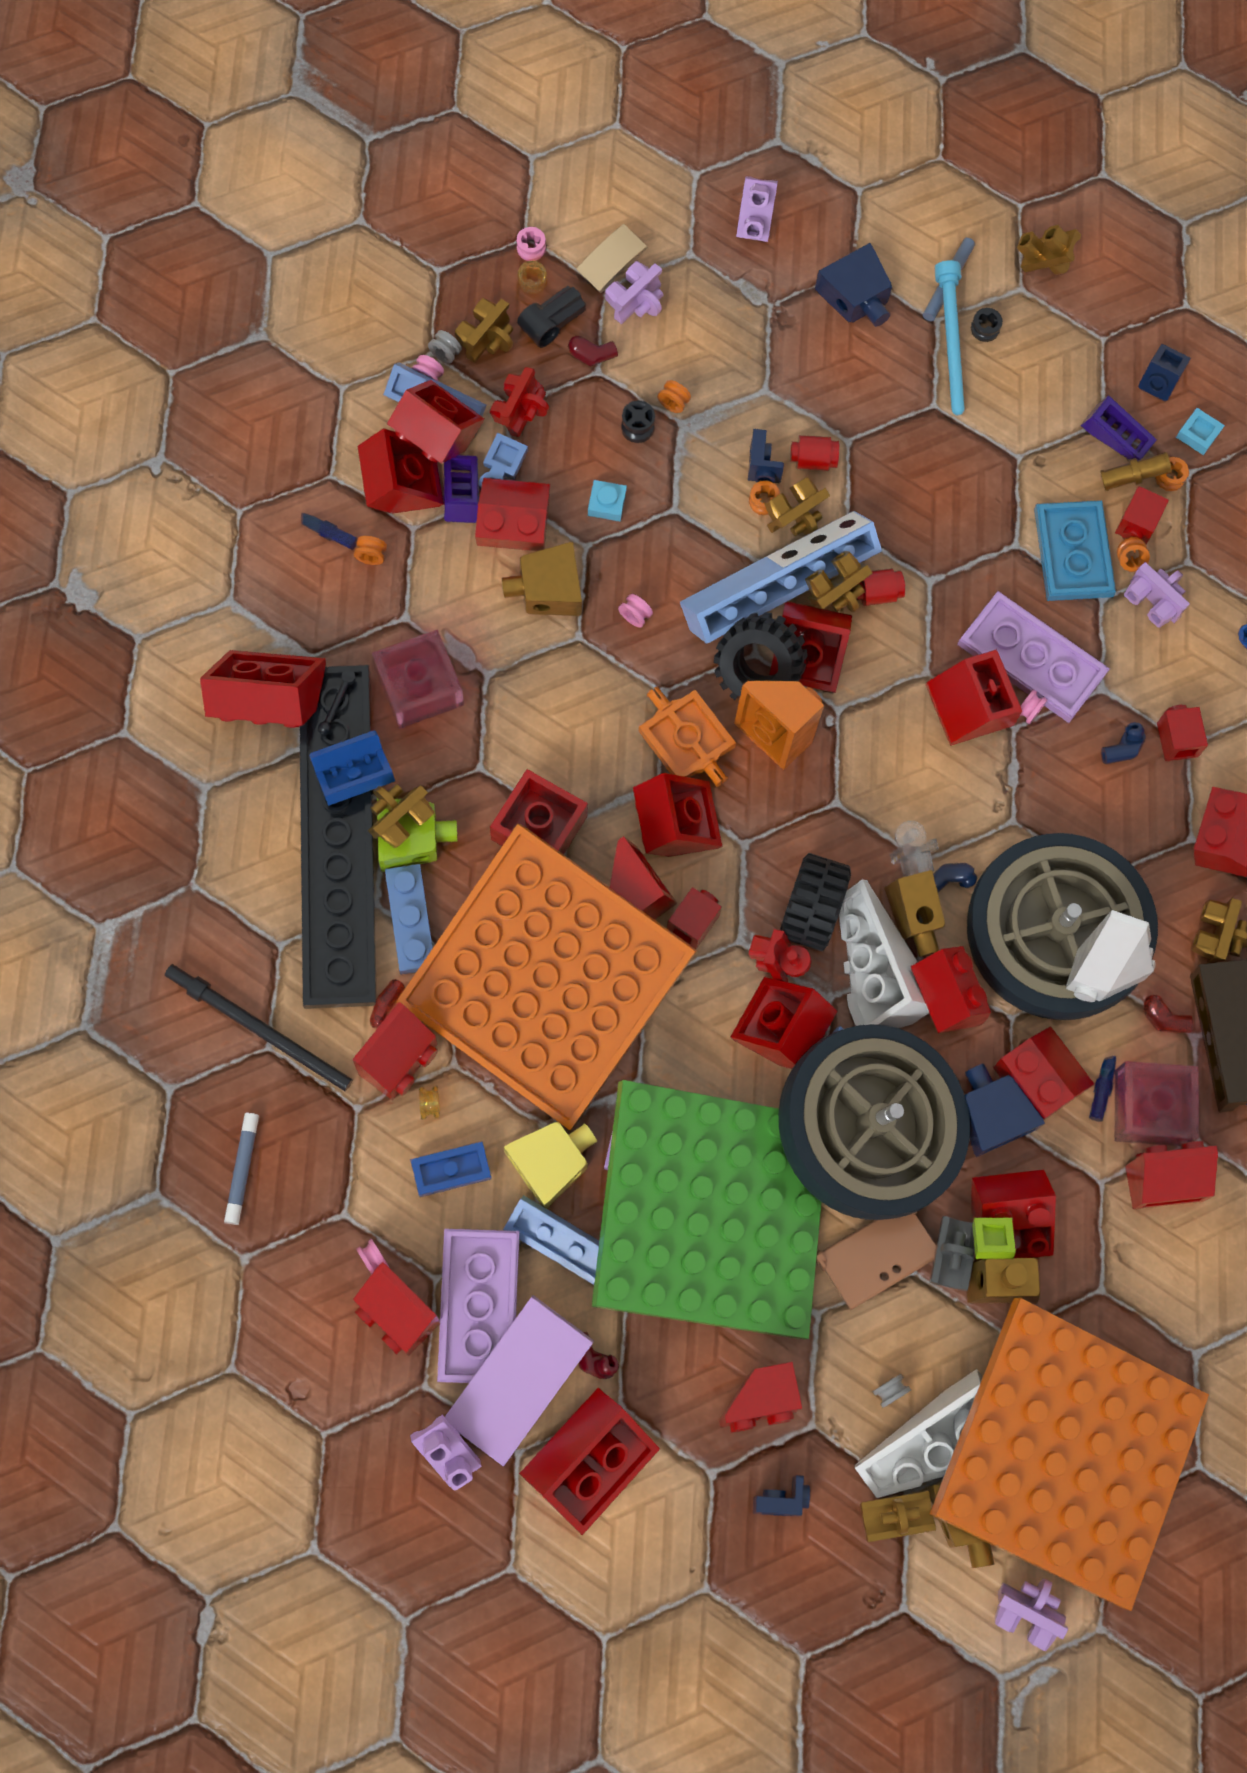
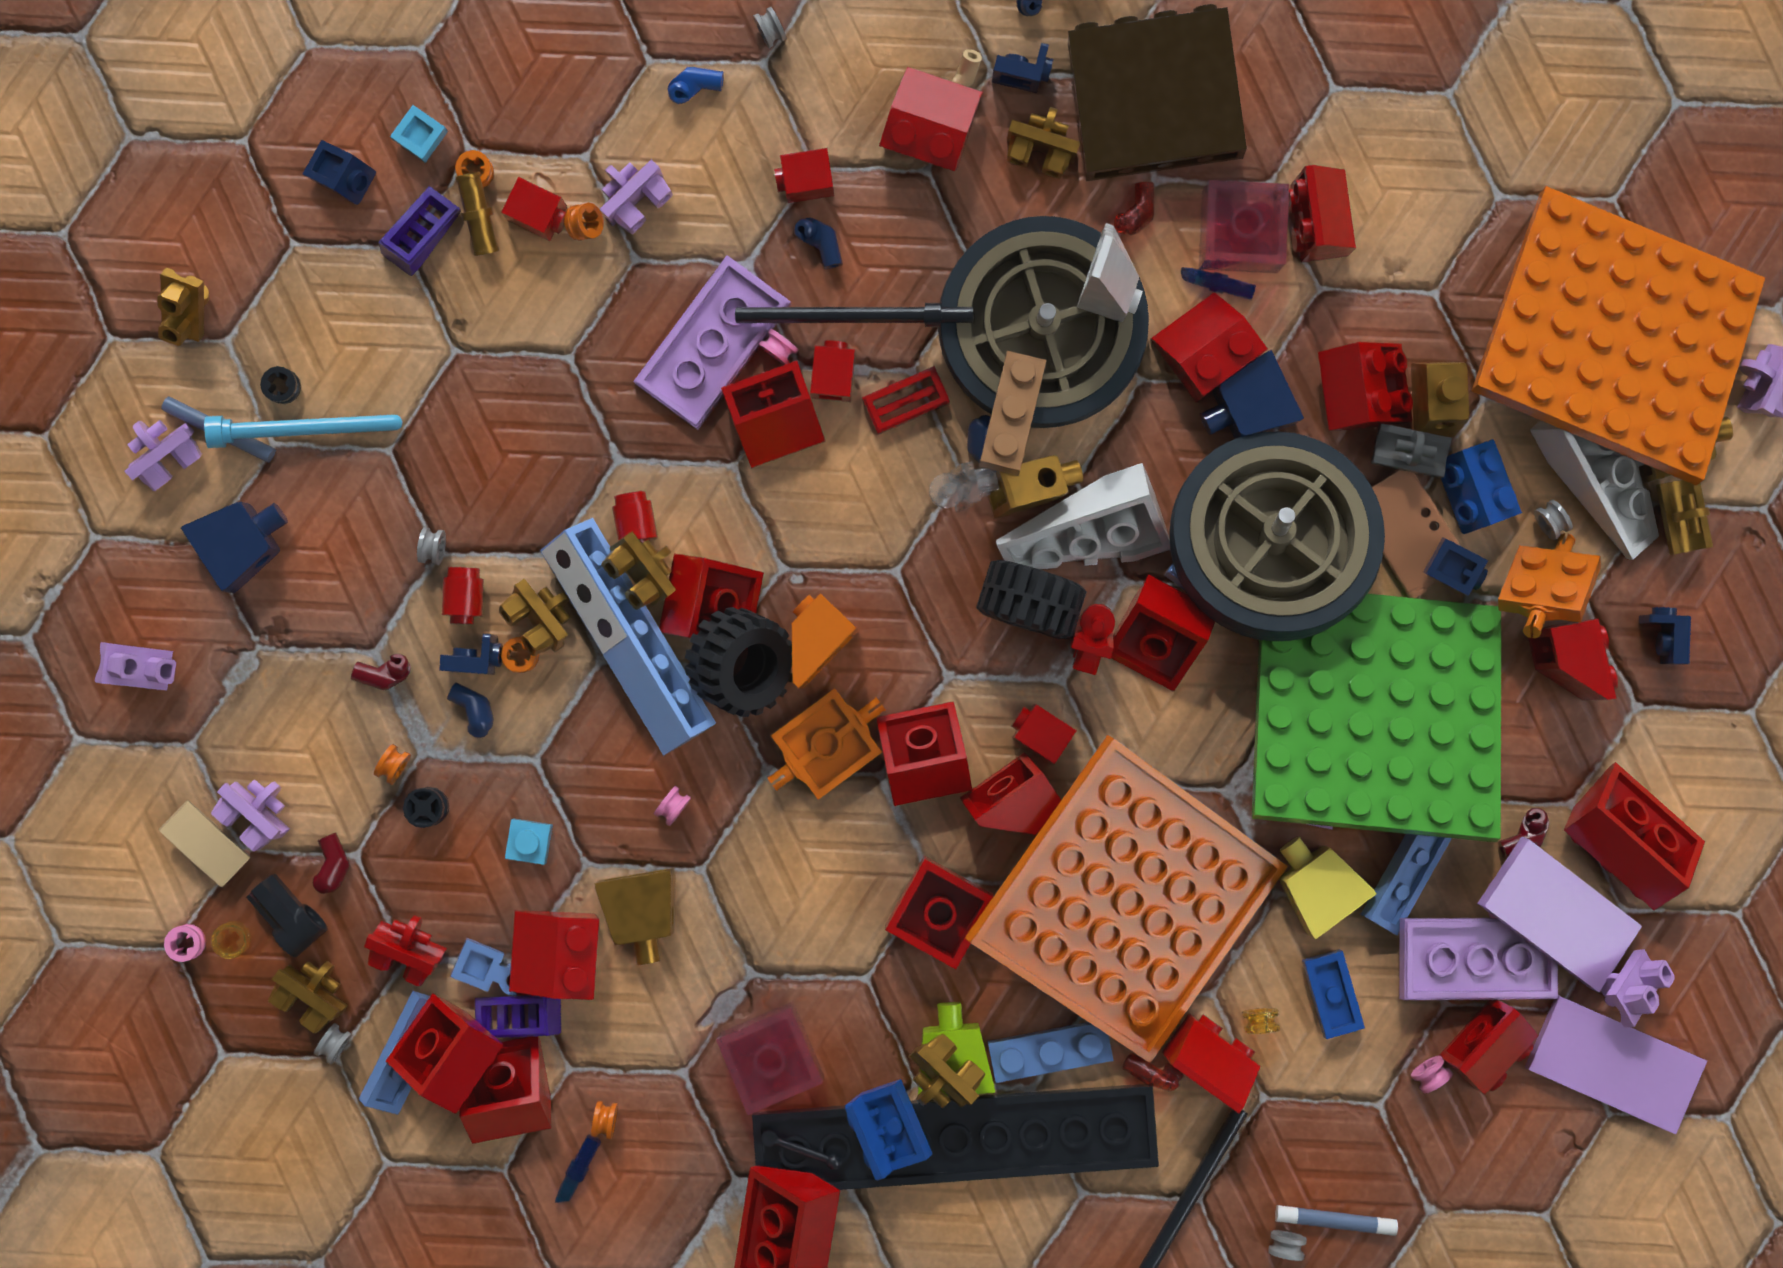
camera: 85 degrees left, 15 degrees up
(223, 1119) = (1287, 1245): none -> light grey bush
(371, 1439) = (1616, 1064): none -> lavender tile
(428, 367) = (364, 1063): bright pink bush -> none
(721, 462) = (477, 709): none -> dark blue arm
(747, 396) = (384, 676): none -> dark red arm
(832, 1374) = (1549, 584): none -> orange plate
(846, 1292) = (1457, 567): none -> dark blue bracket
(855, 431) = (431, 546): none -> light grey bush
(919, 225) = (148, 466): none -> lavender hips
(922, 1321) = (1479, 487): none -> blue bracket
(951, 990) = (1129, 450): red slope -> none
(976, 820) = (937, 387): none -> red tile
(981, 884) = (1012, 413): none -> medium nougat plate
(993, 1238) = (1407, 410): lime tile -> none
(1011, 750) = (833, 371): none -> red brick
(1065, 822) = (932, 314): none -> black bar
(1074, 550) = (576, 289): dark azure tile -> none

